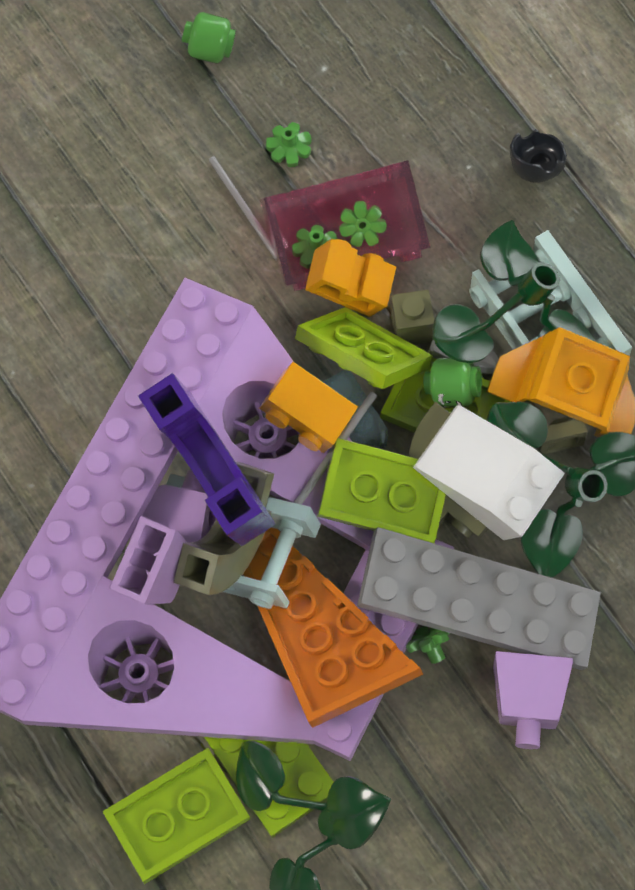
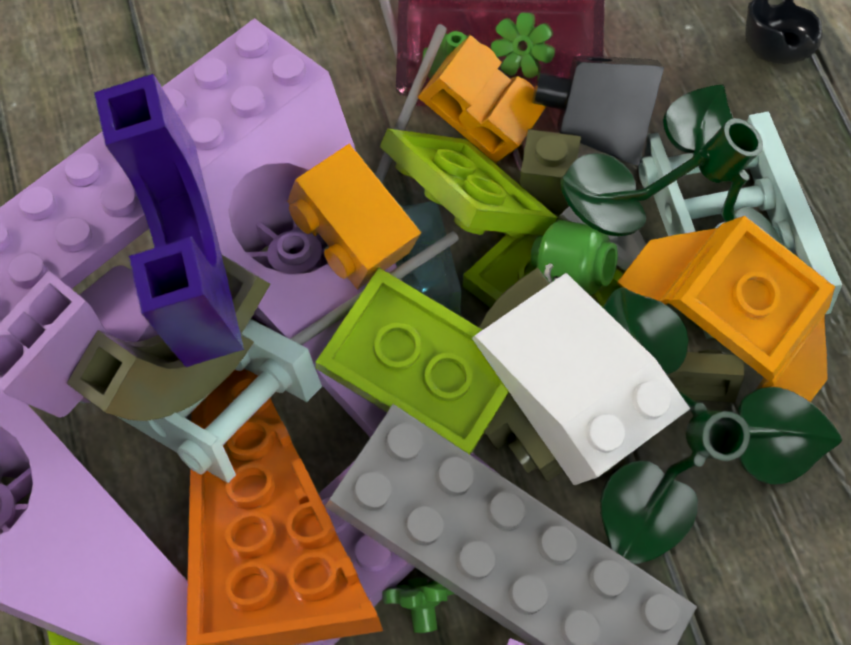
camera: 15 degrees right, 10 degrees down
(301, 294) = (413, 94): none -> light grey axle
(436, 257) = (604, 102): none -> black torso

